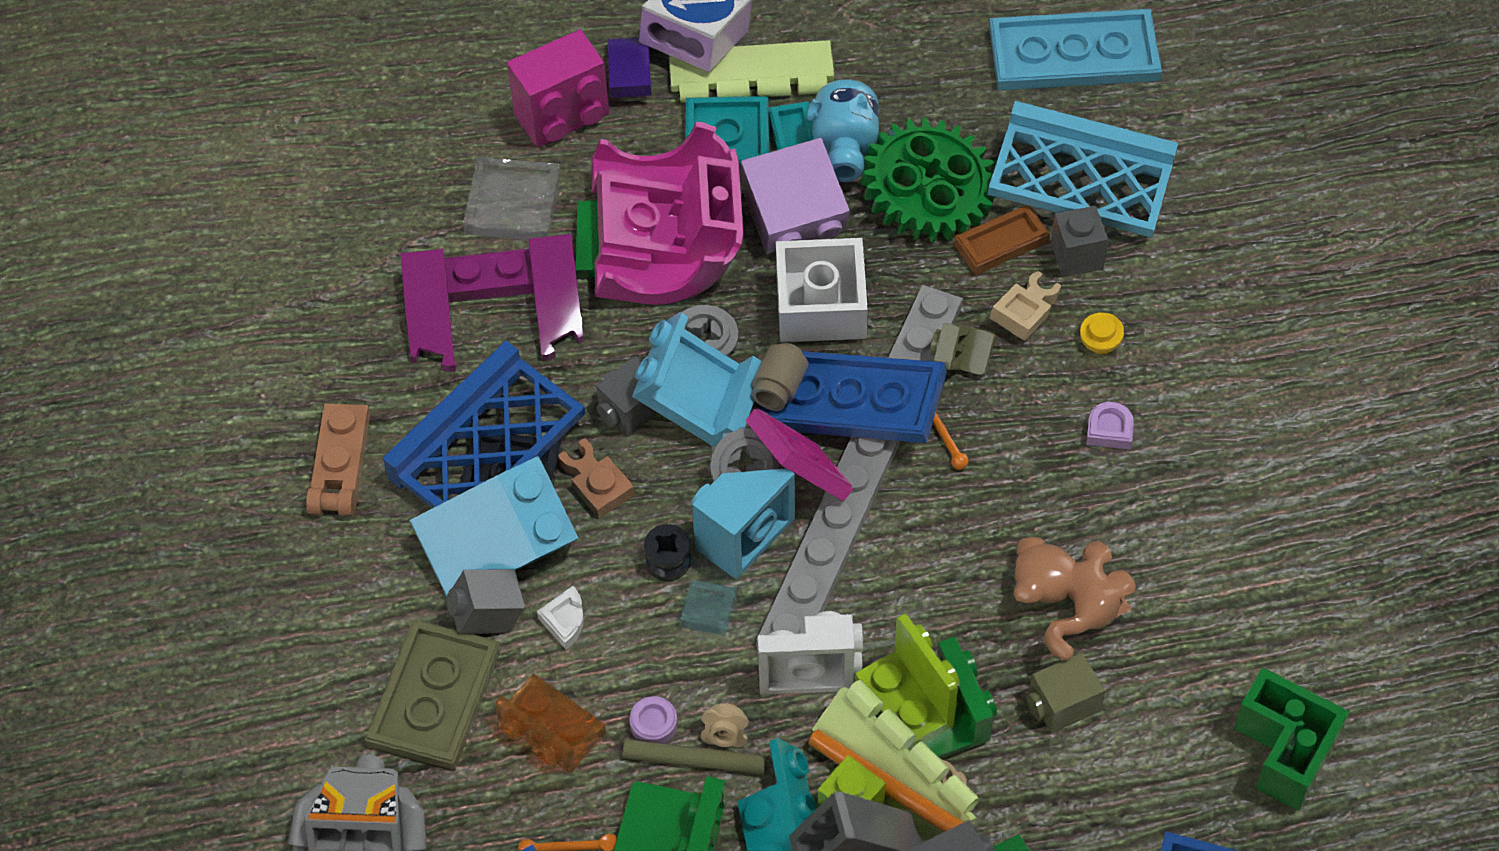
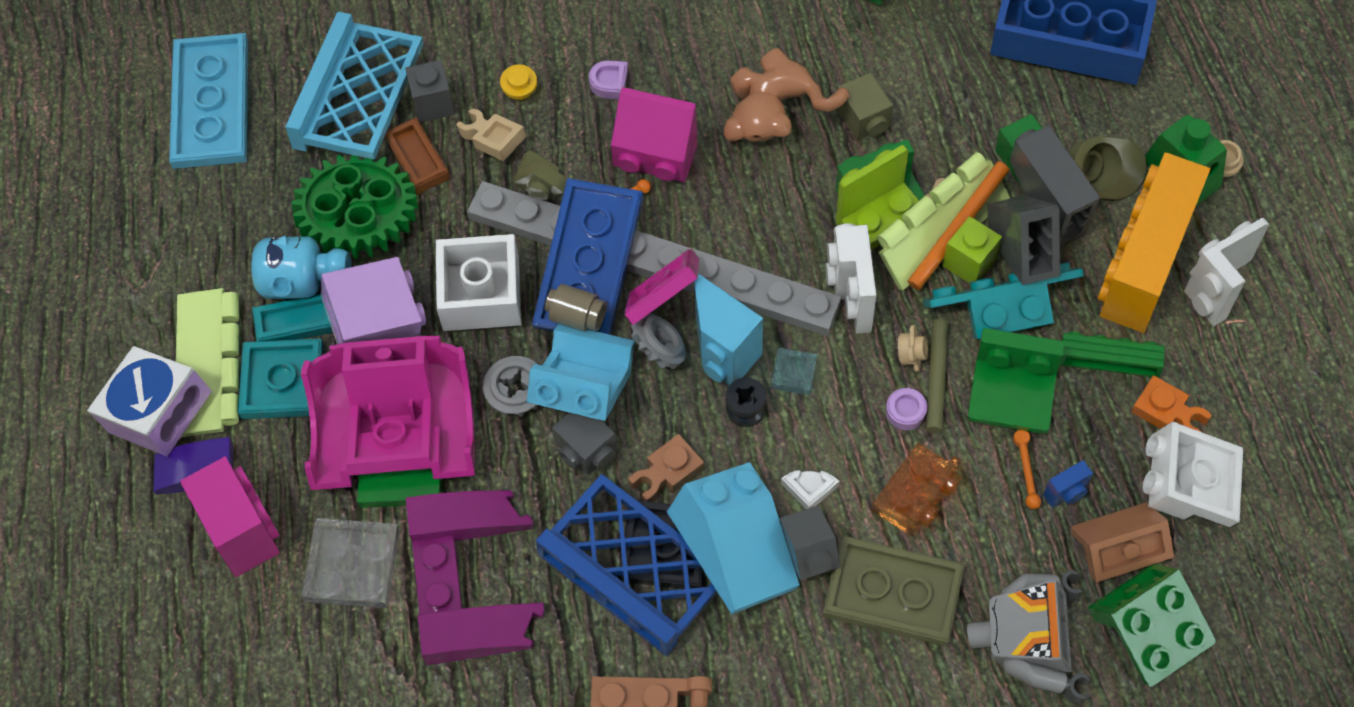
camera: 90 degrees left, 5 degrees up
(1008, 458) = (654, 135): none -> dark pink slope

